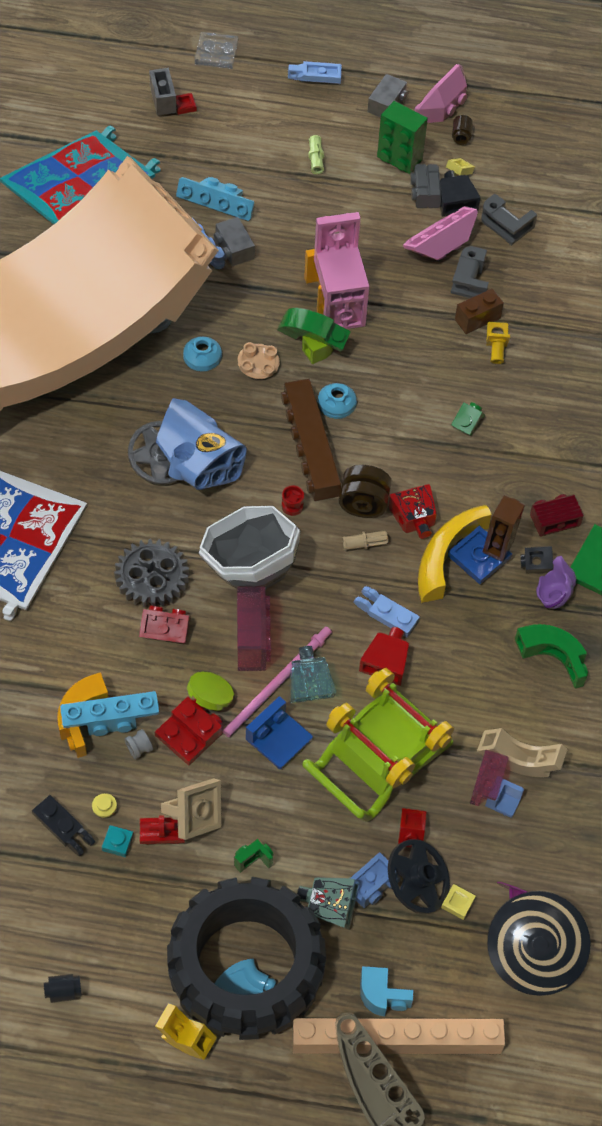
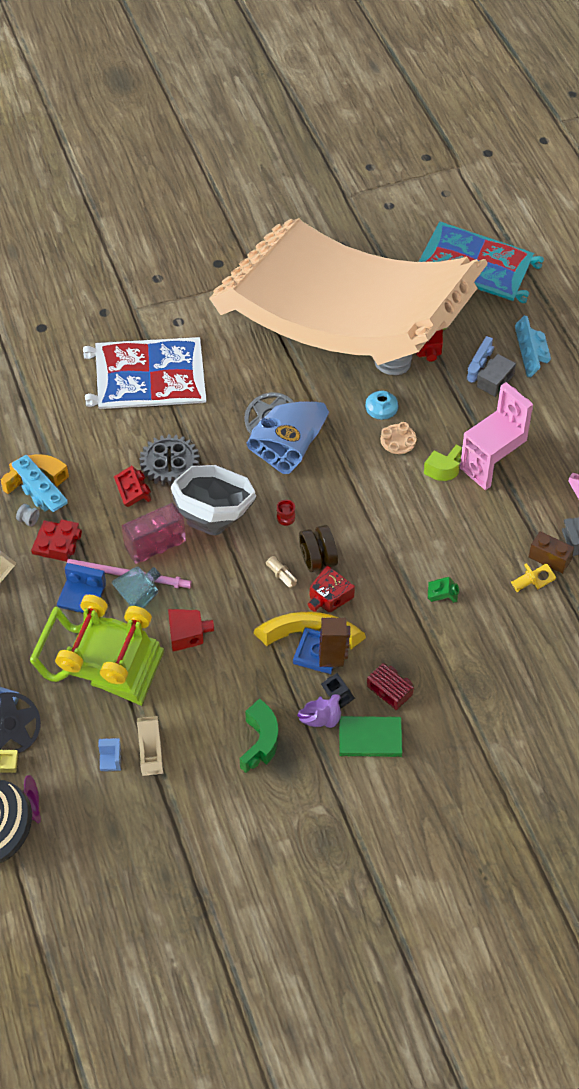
camera: 65 degrees right, 5 degrees down
(210, 690) = (92, 534): lime tile -> none
(311, 324) = (442, 450): green arch -> none
(311, 440) = (351, 497): reddish brown brick -> none
(336, 407) = (399, 507): medium azure piece -> none
(387, 611) = (229, 616): light blue hinge -> none
(412, 825) = (52, 705): red bracket -> none
(489, 777) = (116, 732): clear pink bracket -> none

